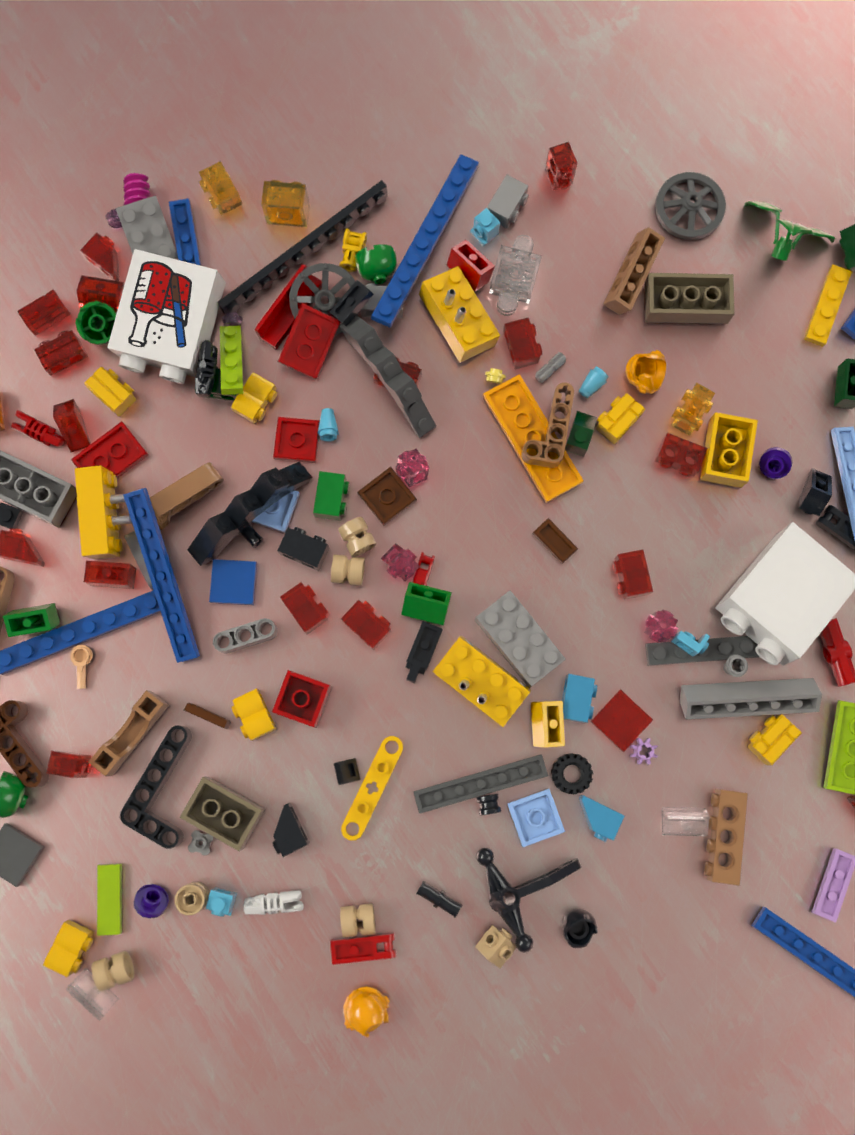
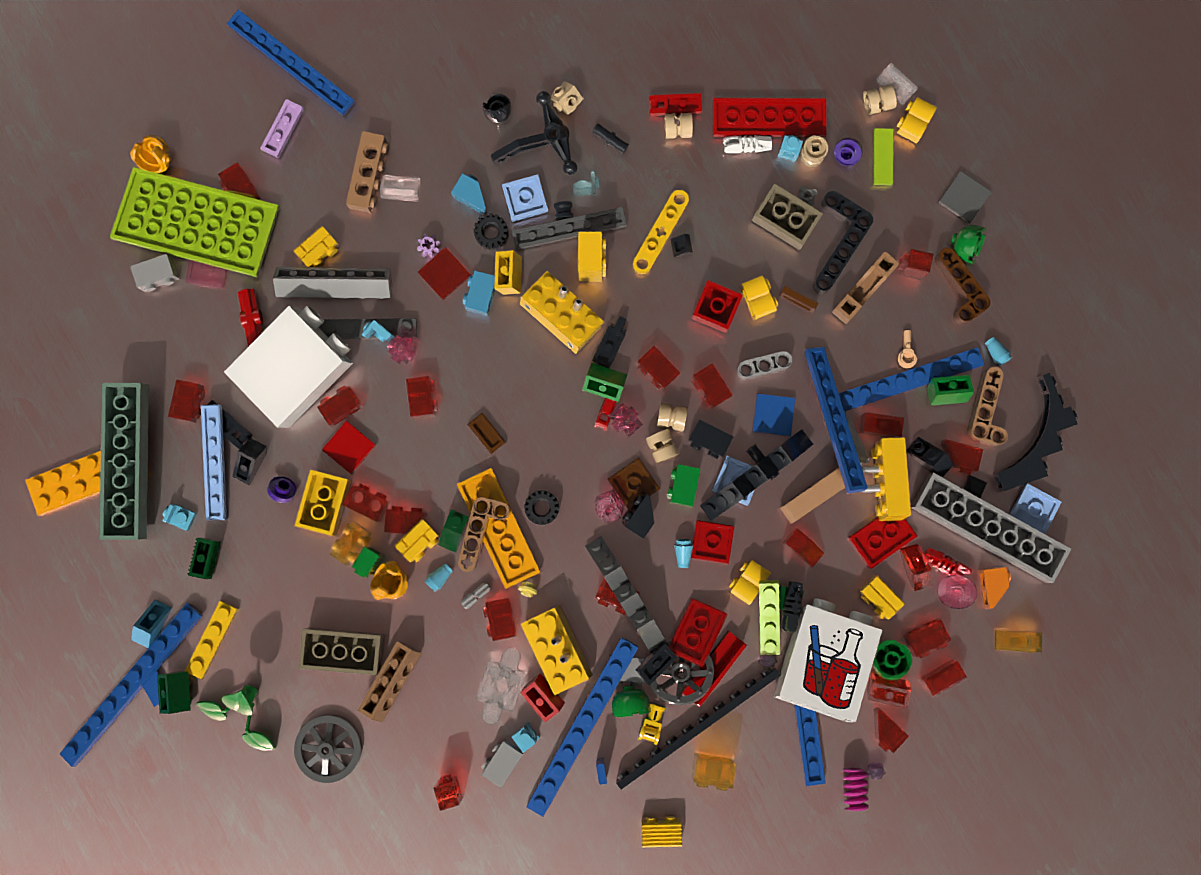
camera: 175 degrees left, 5 degrees up
(27, 401) = (957, 598): none -> clear pink dish
(55, 545) = (930, 457): none -> black slope
(147, 227) = (845, 751): light grey plate -> none
(197, 439) = (803, 547): none -> clear red slope
(220, 188) = (775, 793): clear yellow brick -> none
(247, 939) = (769, 117): none -> red plate
(289, 833) = (731, 198): black slope -> none
(337, 146) = (661, 832): none -> yellow brick
(365, 1010) = (675, 57): light orange helmet -> none
(378, 457) = (640, 516): none -> black slope
(403, 196) = (601, 771): none -> blue tile
(452, 744) = (591, 256): none -> yellow brick
(467, 834) = (582, 188): none -> clear light blue bracket
(487, 450) = (553, 507): none -> black tyre
(519, 639) = (526, 346): light grey brick -> none
(641, 438) = (402, 521): none -> clear red slope
(671, 390) = (367, 561): none -> green brick
(707, 515) = (348, 447): none -> red tile
(723, 558) = (340, 405): none -> clear red brick
(740, 666) = (339, 306): light grey cone -> none

